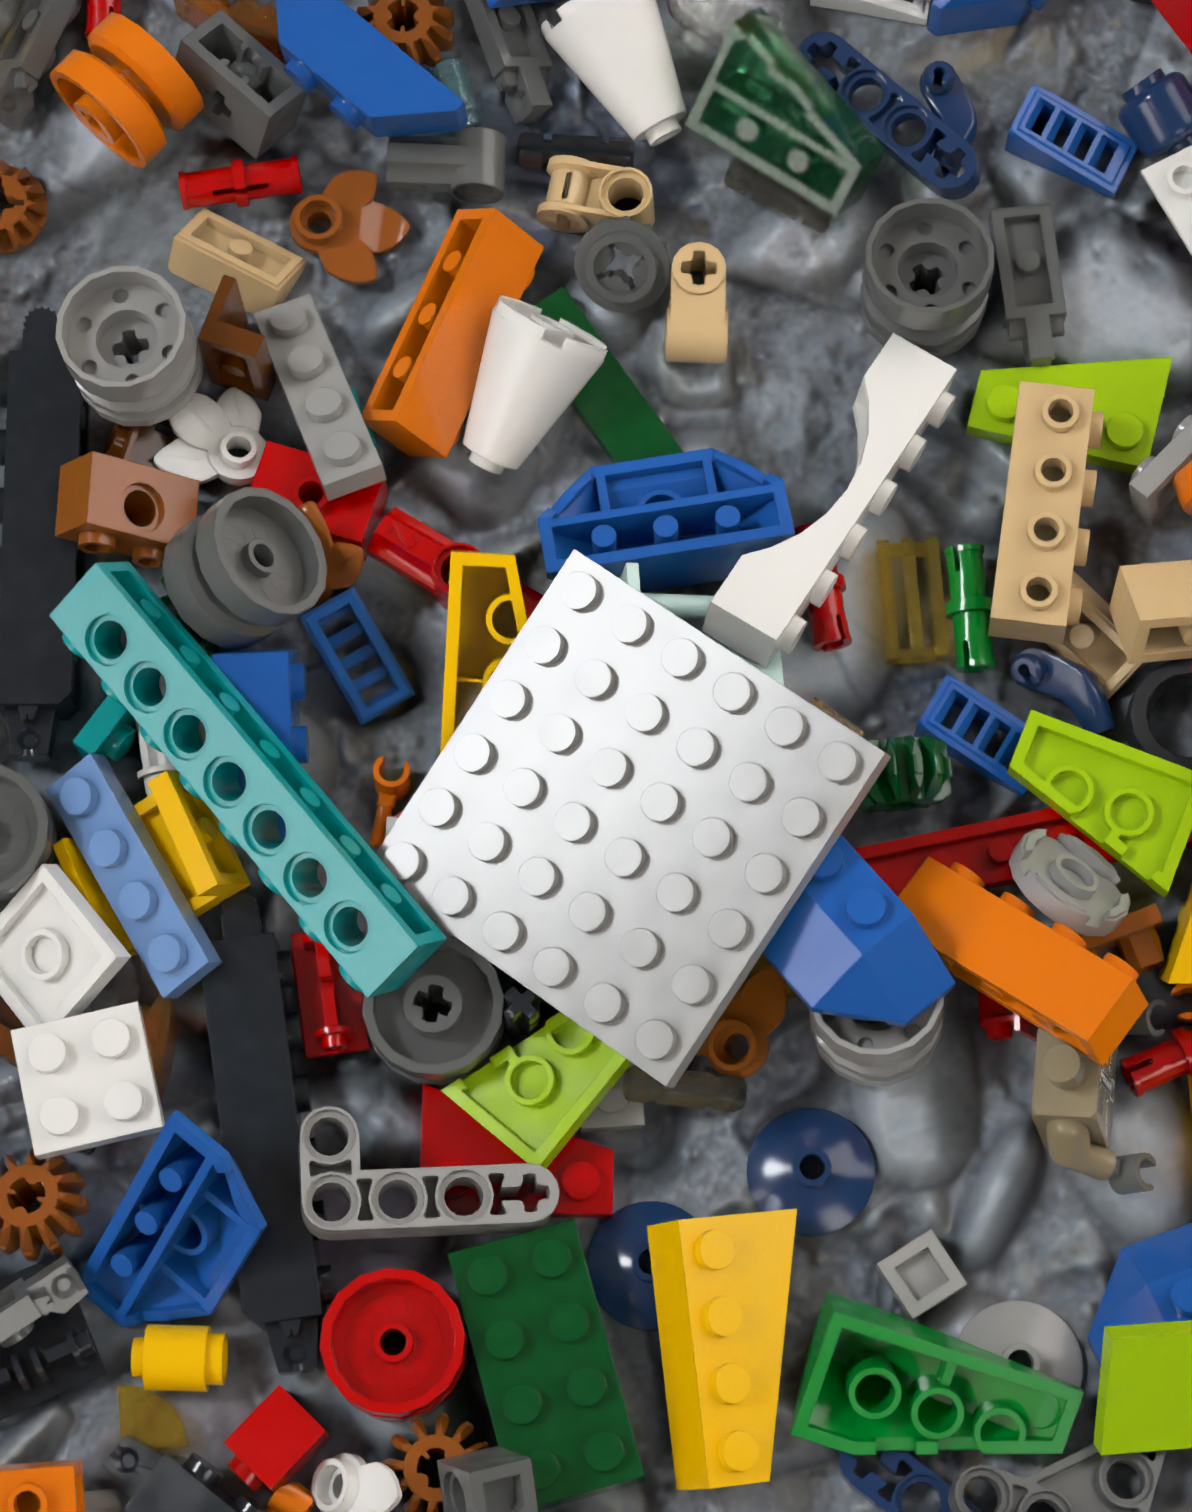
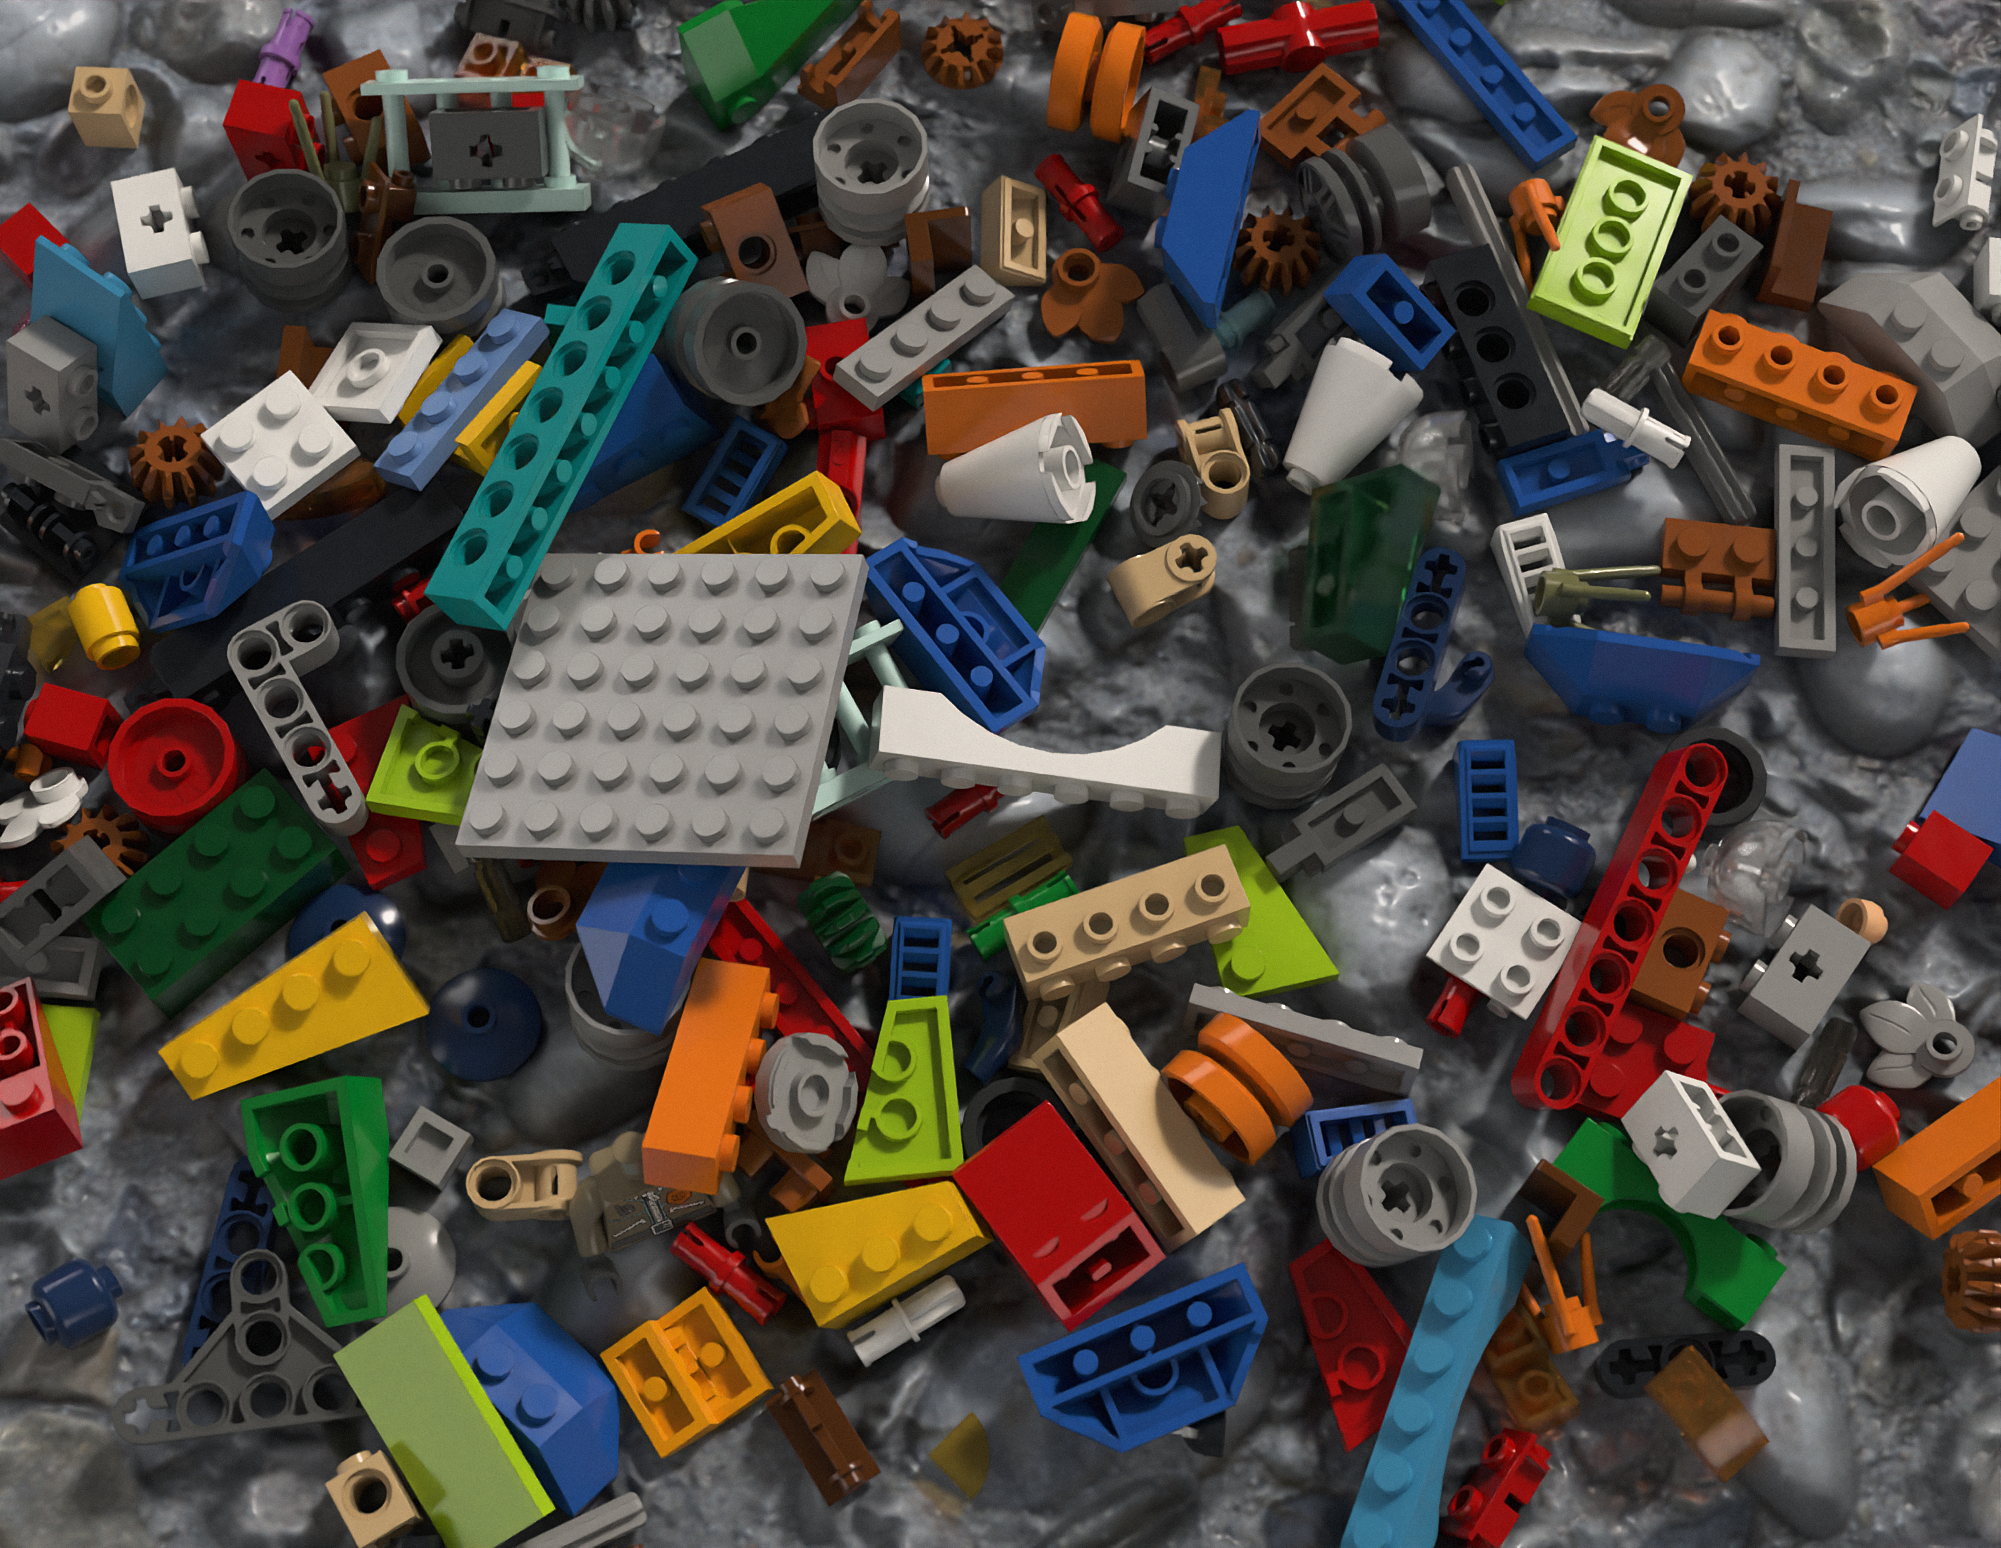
camera: 60 degrees right, 5 degrees down
(1013, 1189) = (532, 1185): none -> tan piece

